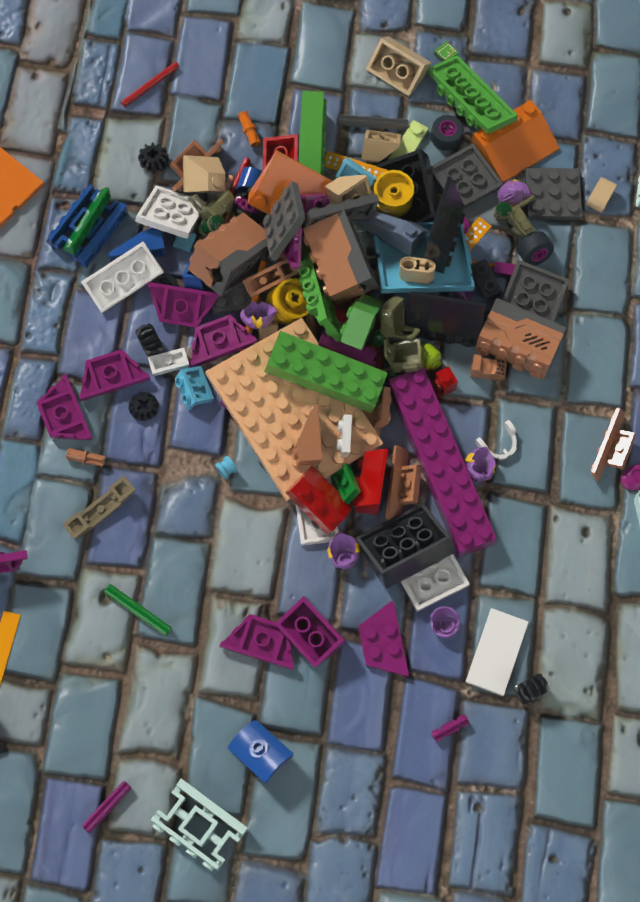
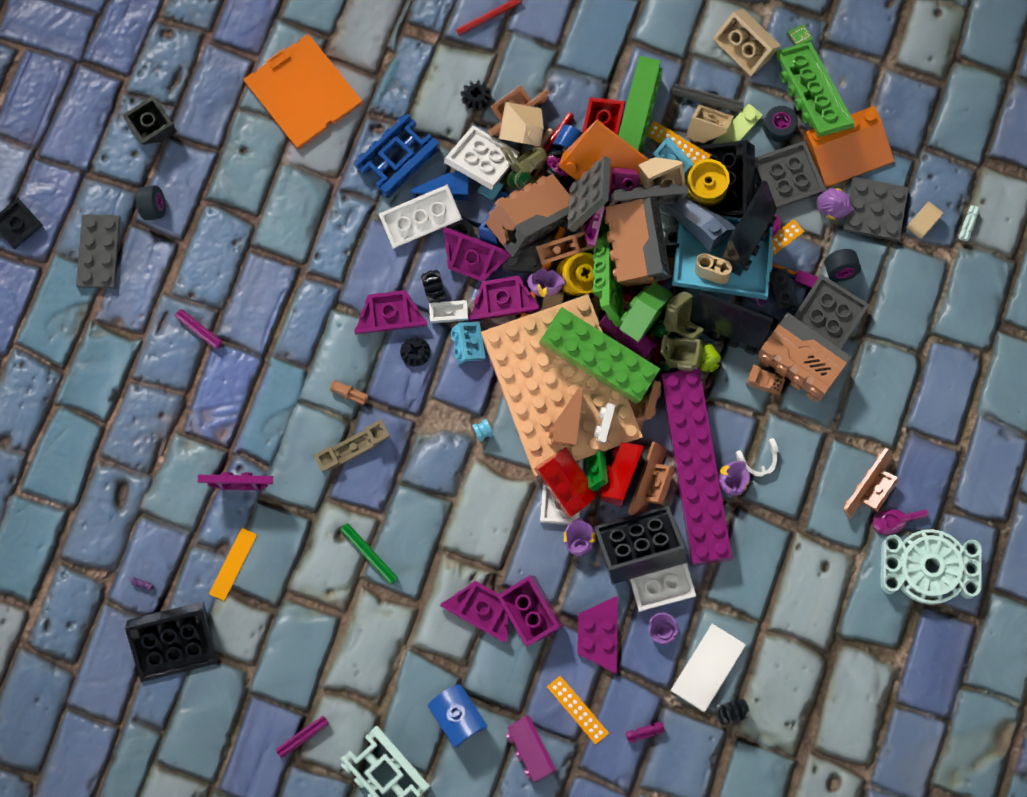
camera: 20 degrees right, 5 degrees up
(62, 413) = (335, 343): magenta wing -> none
(87, 221) = (397, 152): green slope -> none
(249, 129) = (579, 82): orange pin -> none
(341, 768) = (530, 749): none -> magenta slope
(378, 720) = (577, 710): none -> light orange sticker
(444, 382) = (717, 386): red brick -> none
(515, 216) = (829, 230): olive piece -> none

